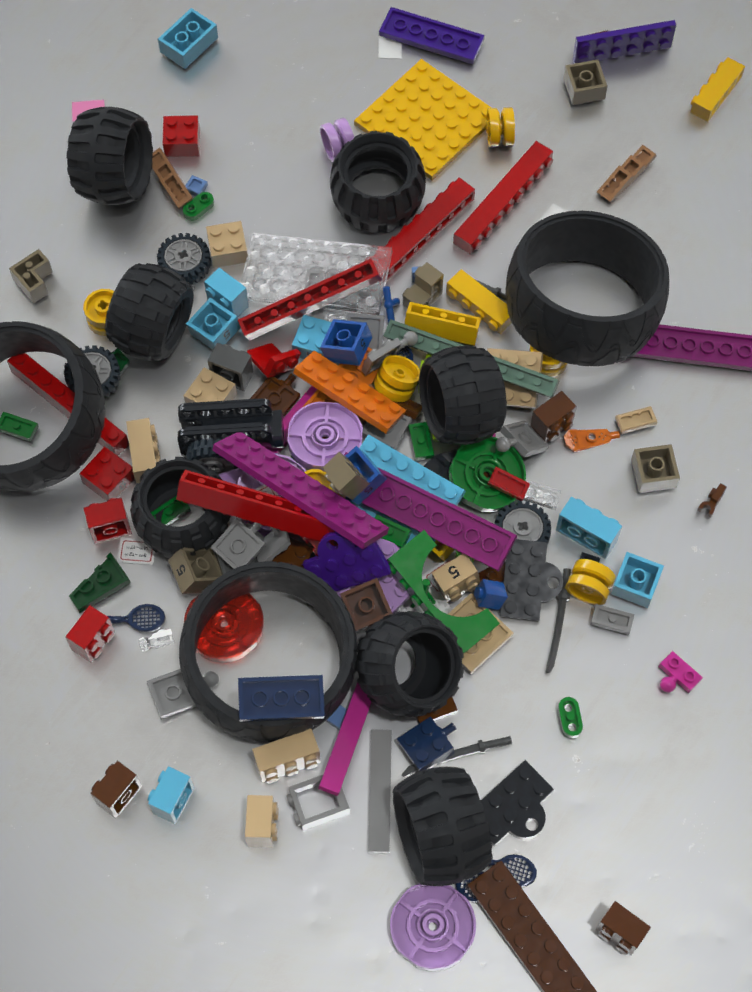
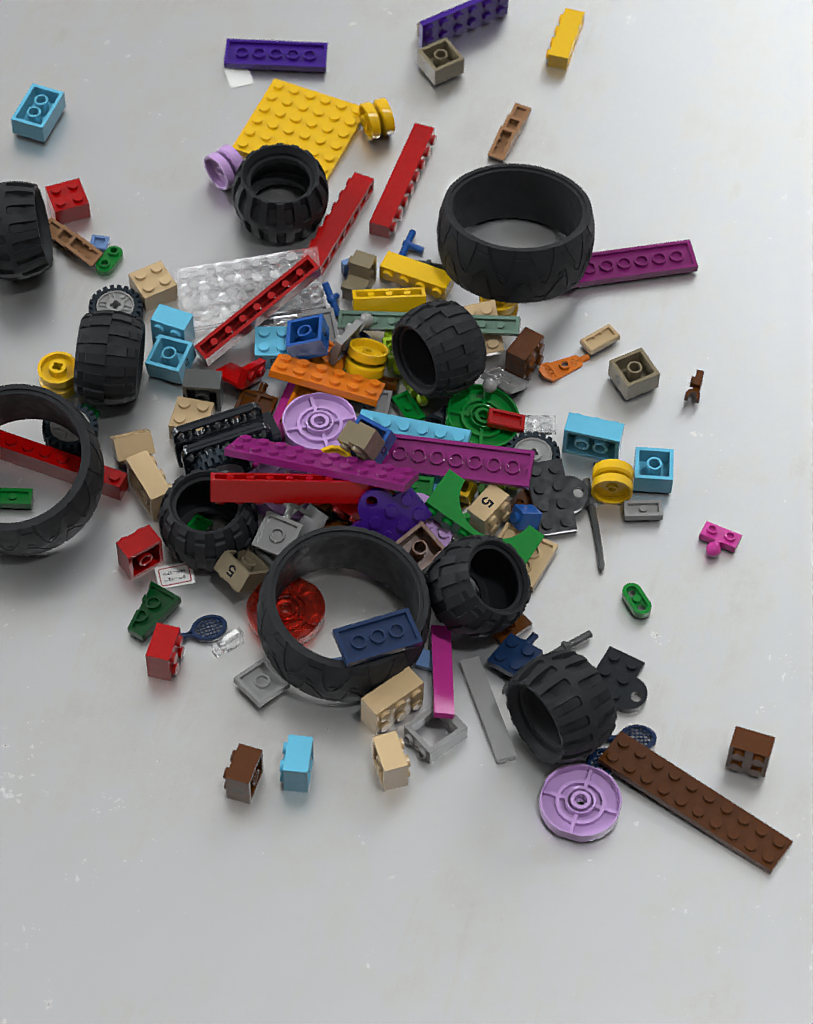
camera: 20 degrees left, 10 degrees down
(107, 474) = (120, 514): red brick -> none
(142, 405) = (131, 443): none -> tan brick
(485, 266) = (407, 244): none -> blue piece

